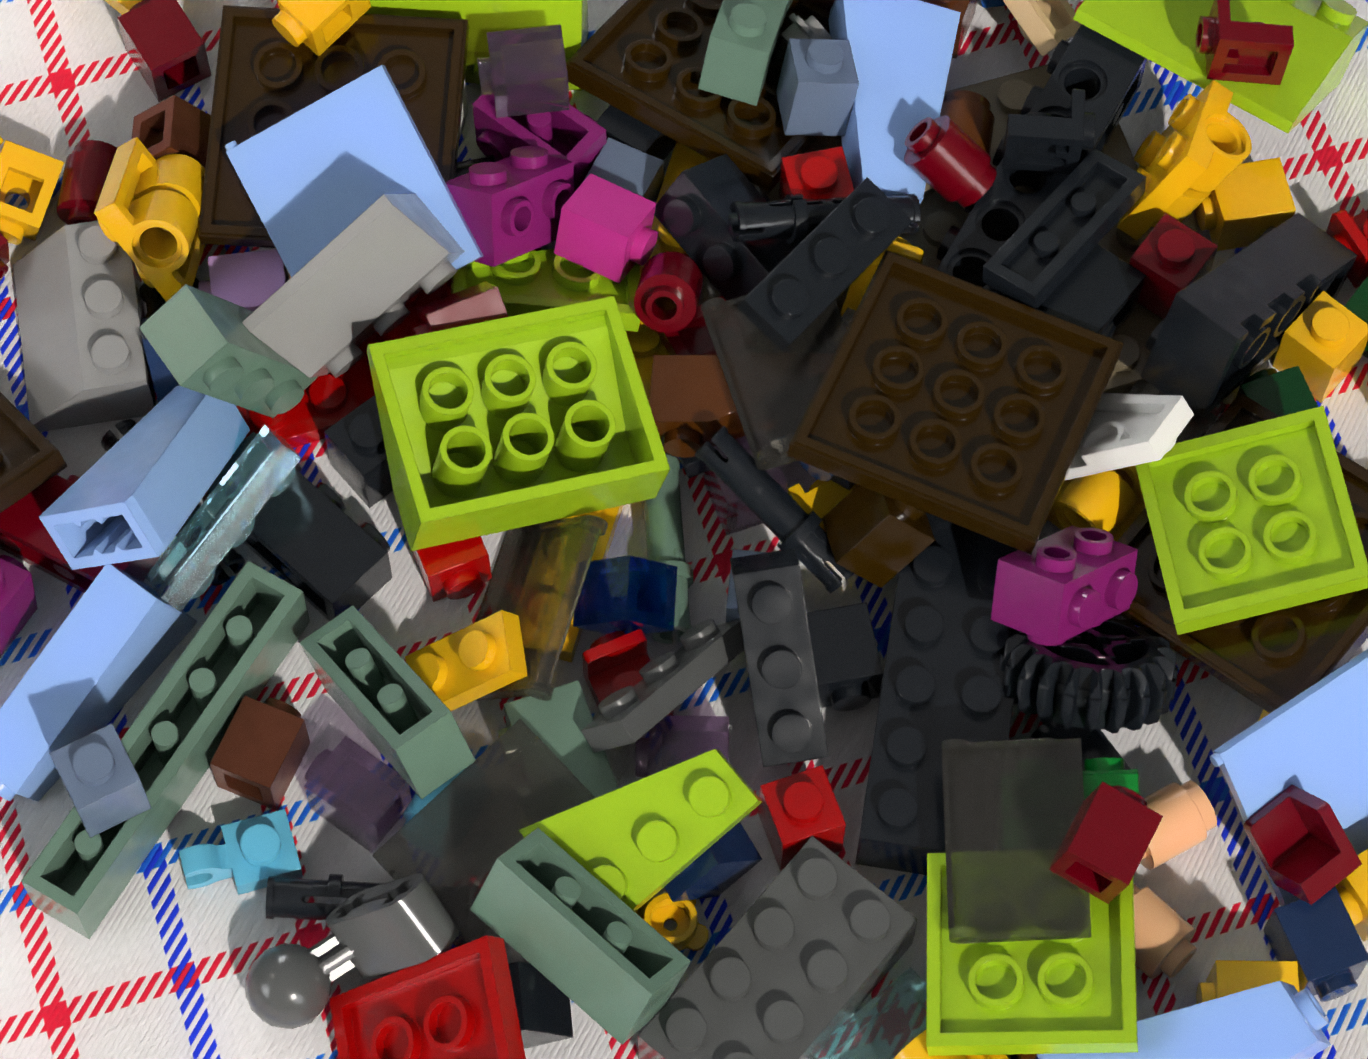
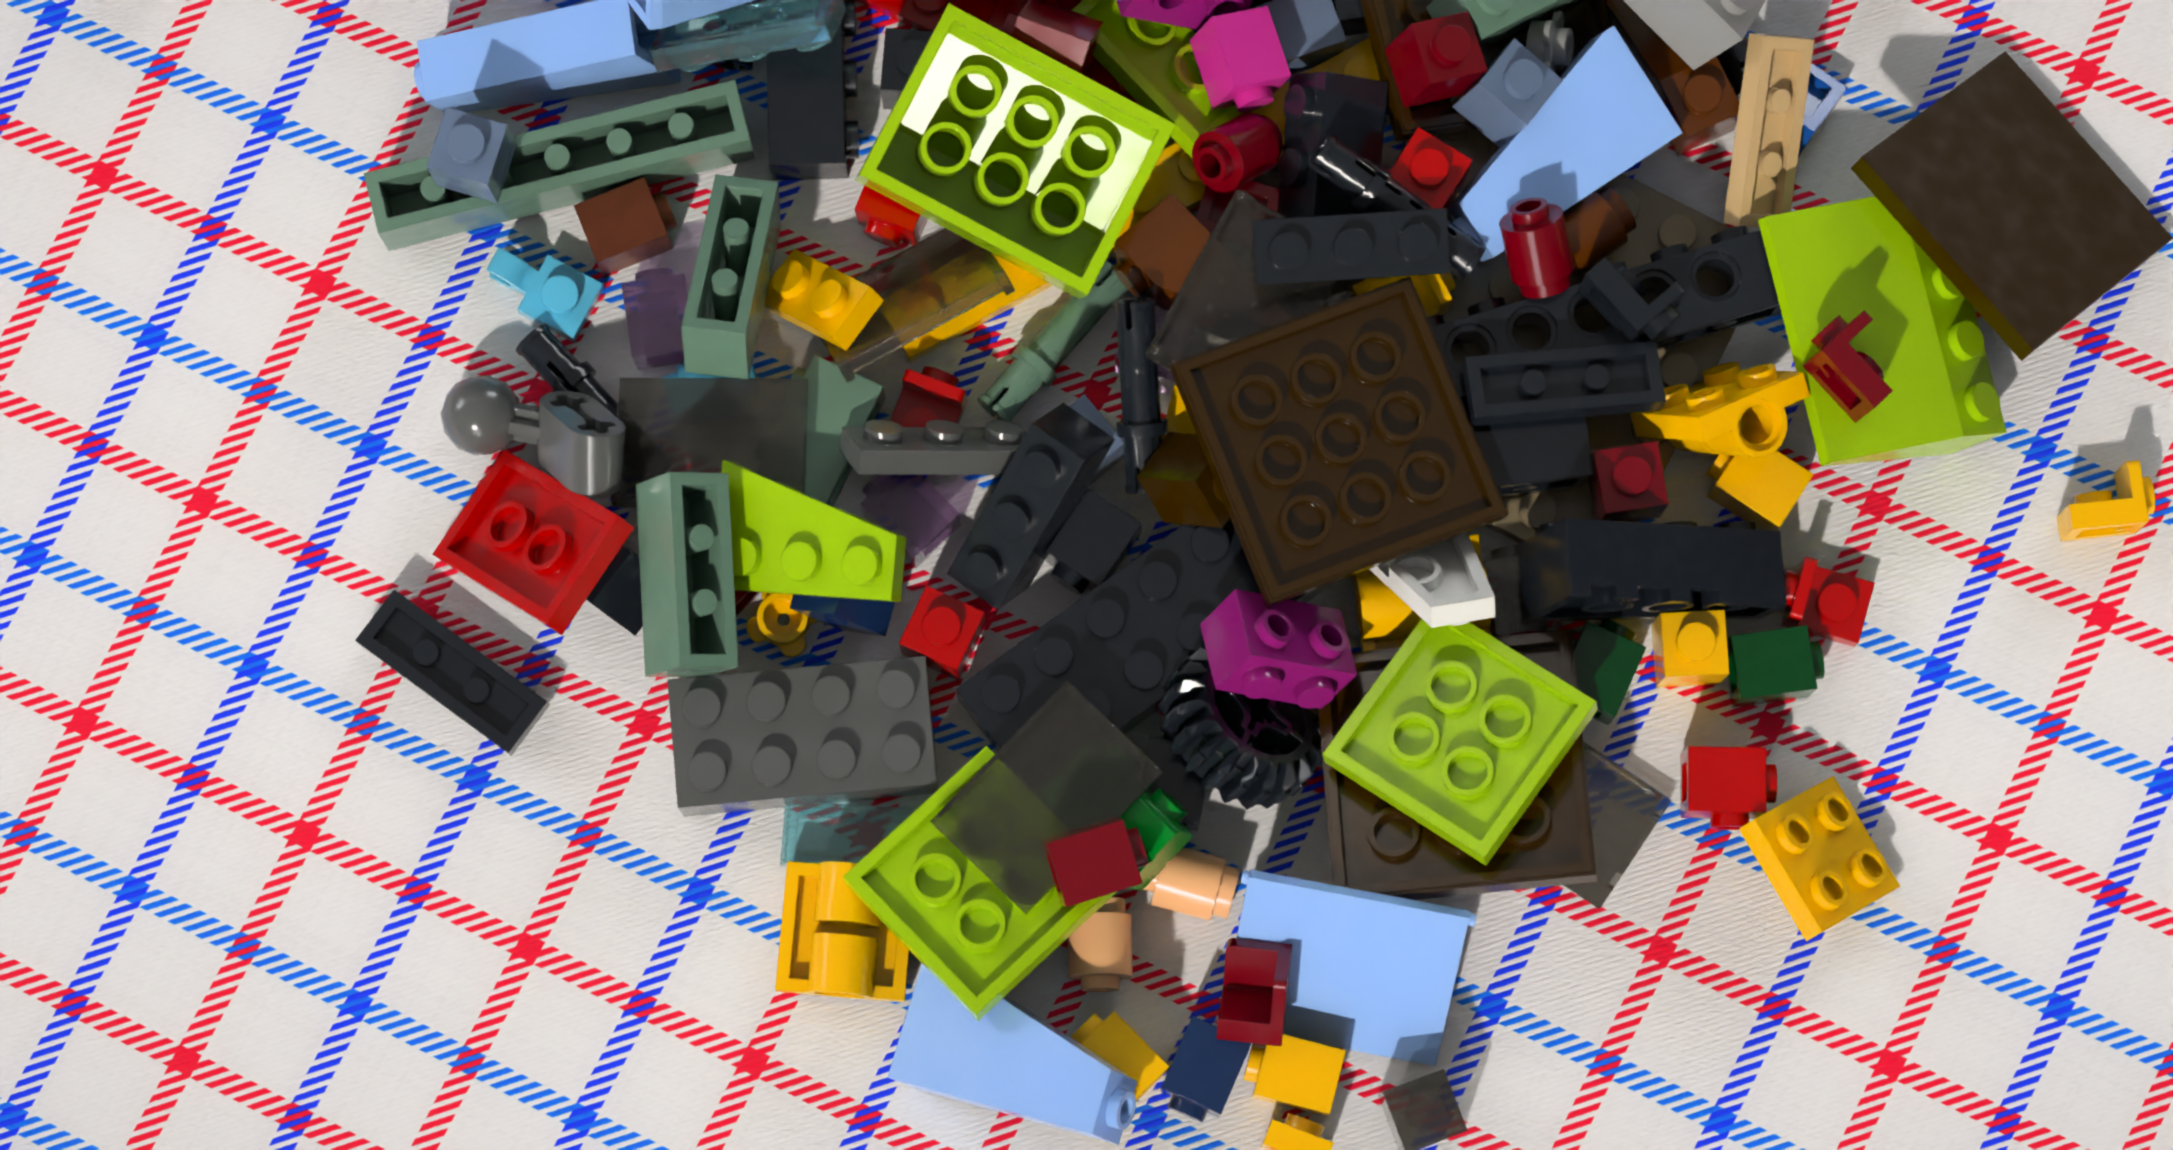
camera: 45 degrees right, 15 degrees up
(627, 596) = (978, 357): clear blue brick -> none
(747, 102) = (1436, 59): none -> dark red brick

